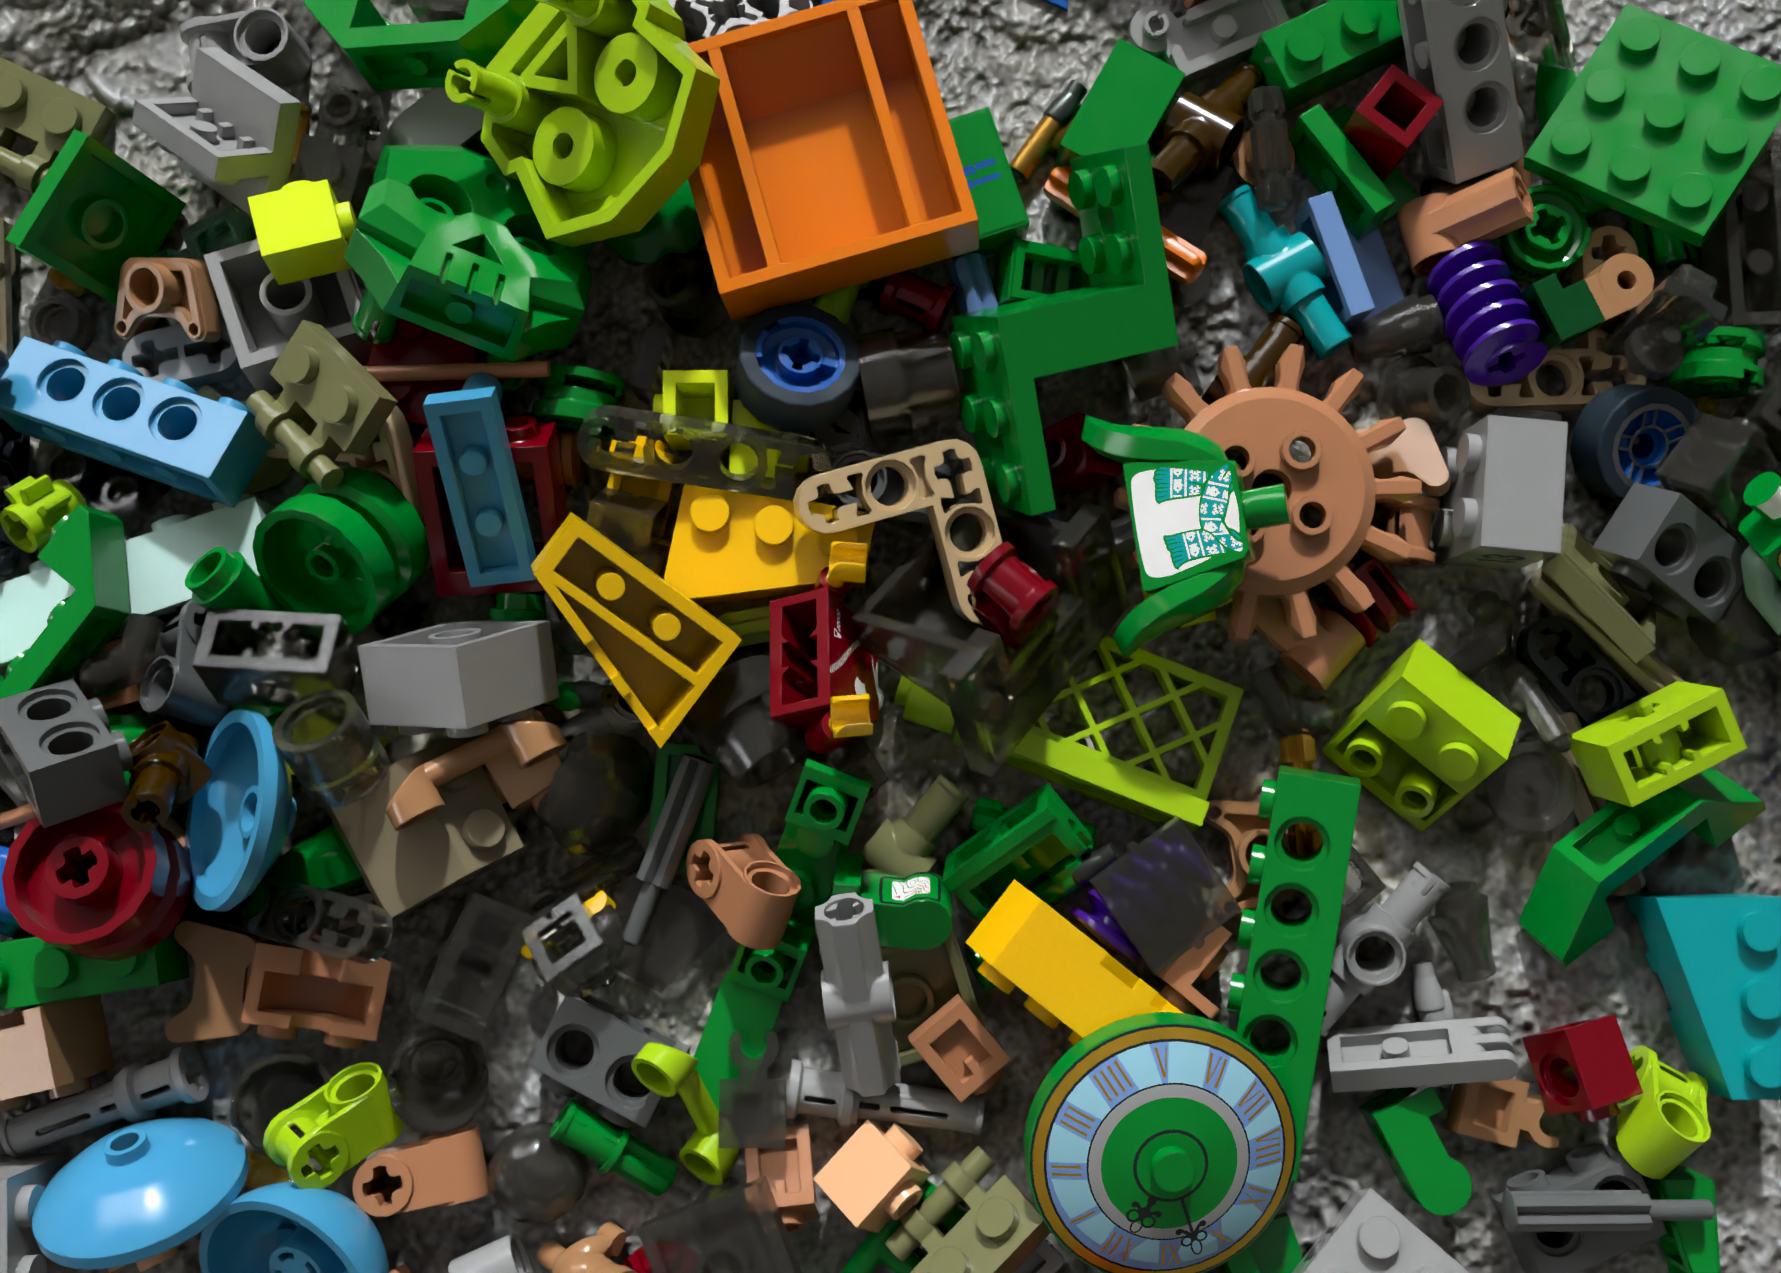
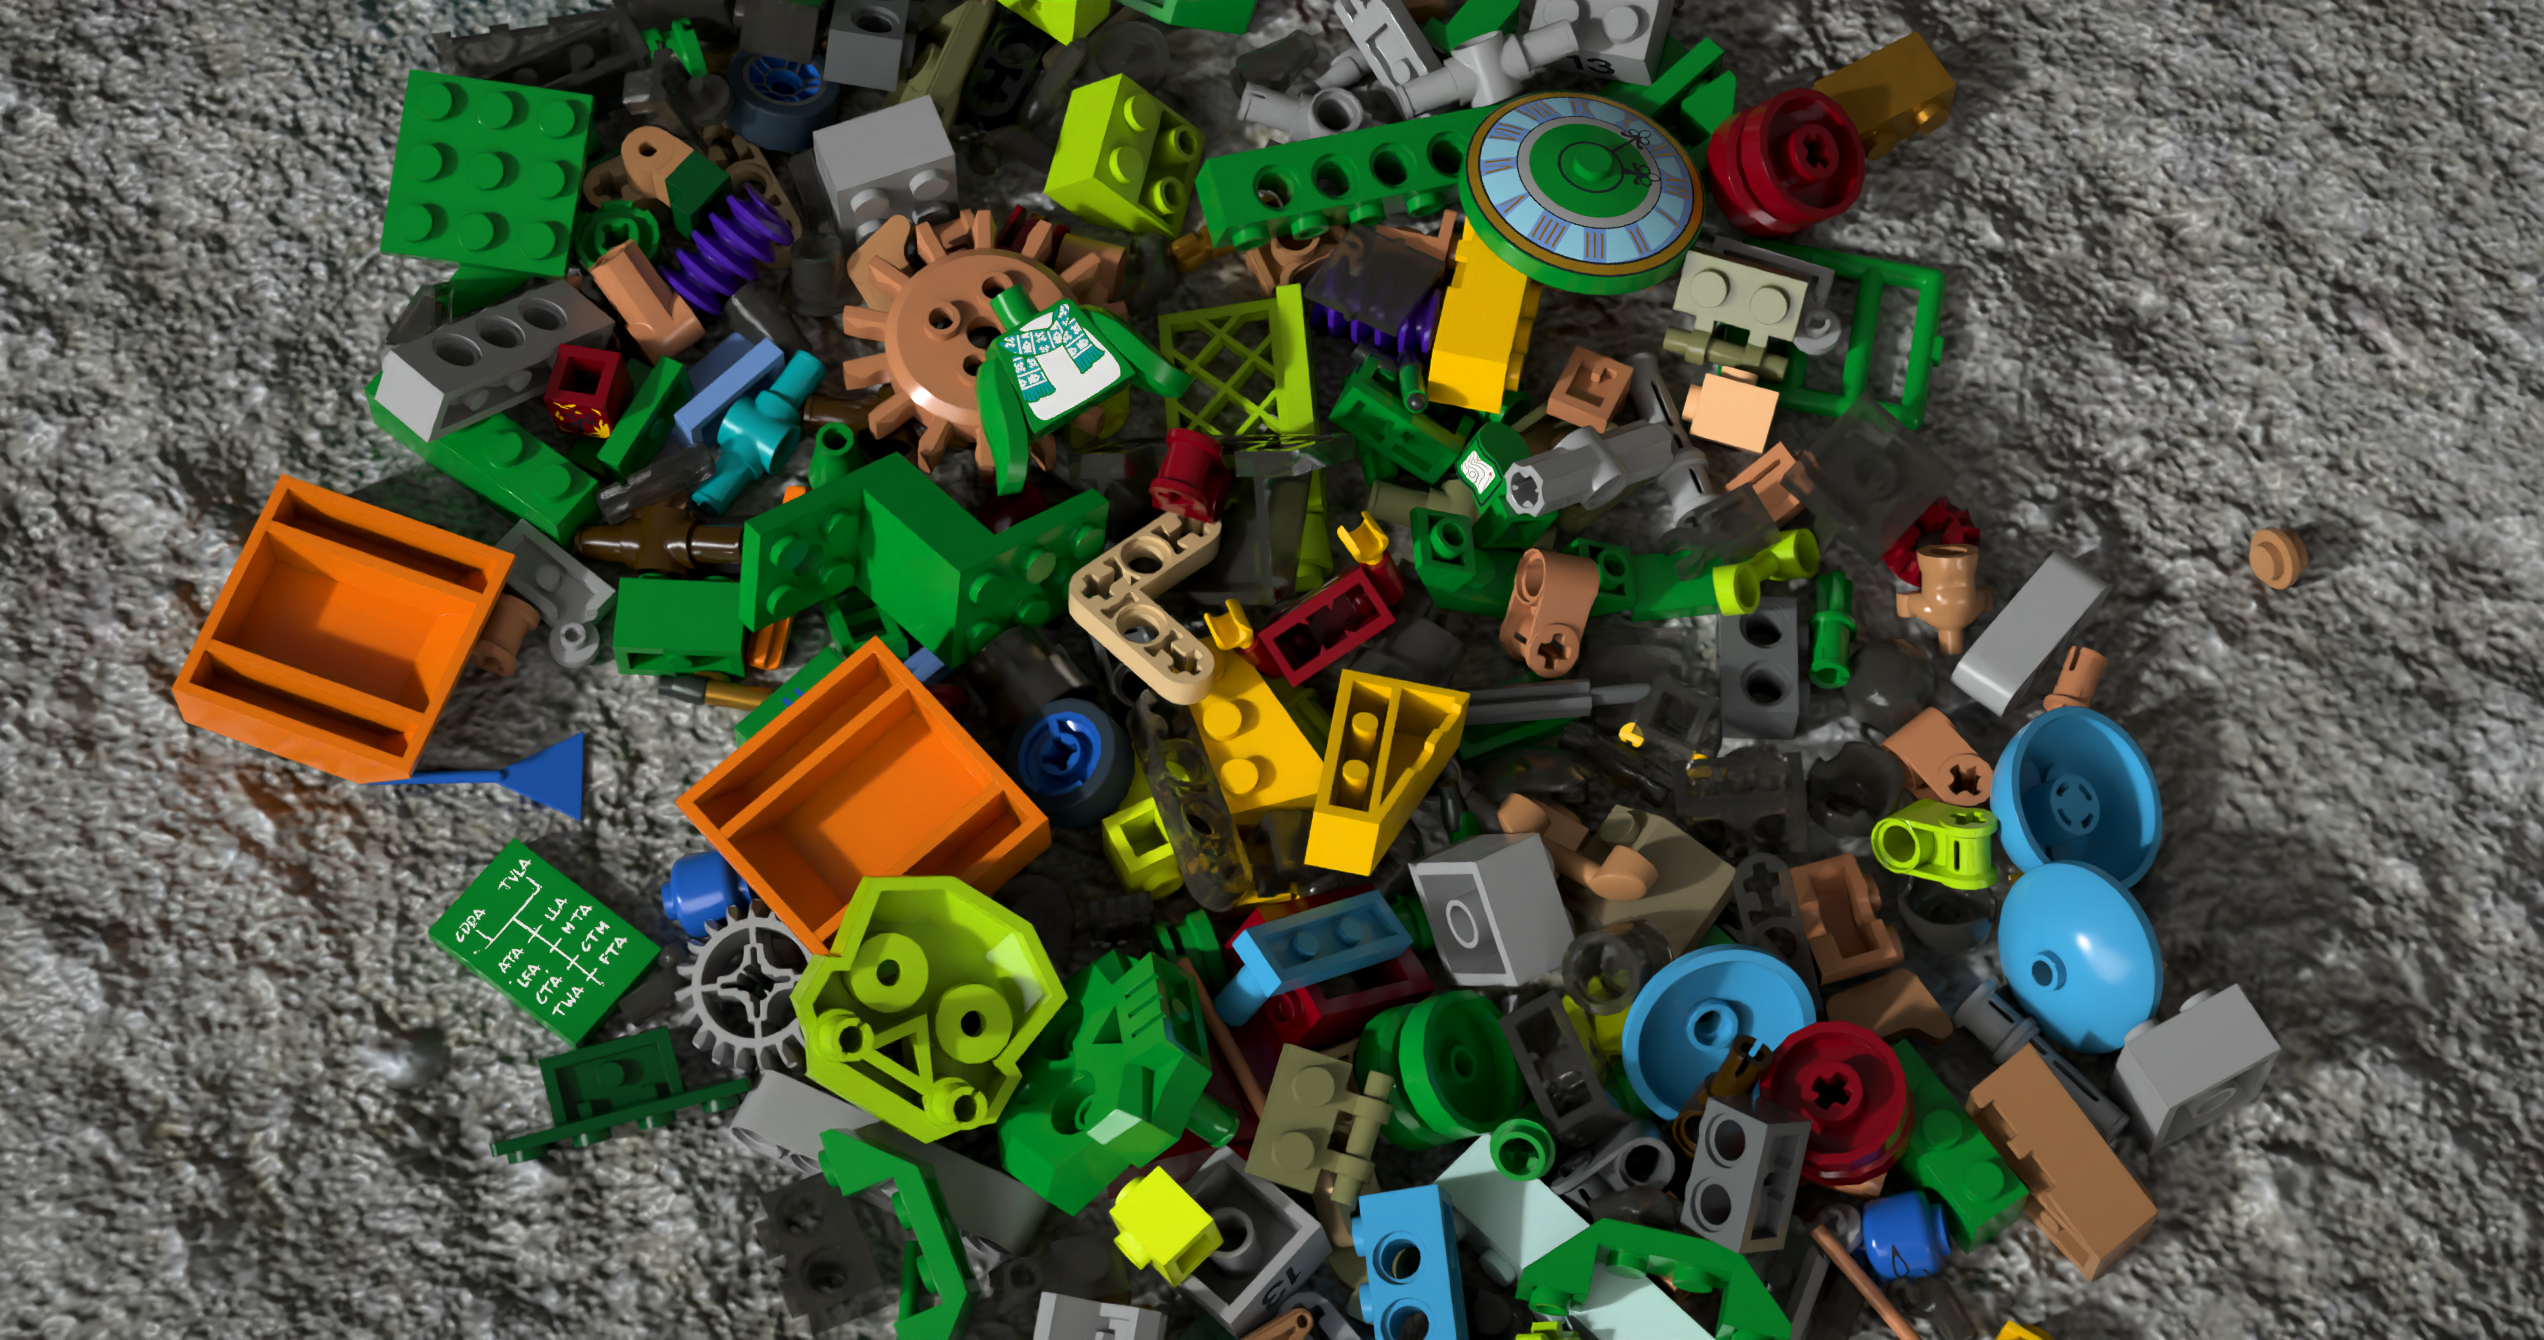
camera: 115 degrees left, 20 degrees down
(1036, 874) = (1411, 382): none -> piece
(1210, 332) = (834, 454): none -> green cone
(1348, 1127) = (1487, 69): none -> light grey pin

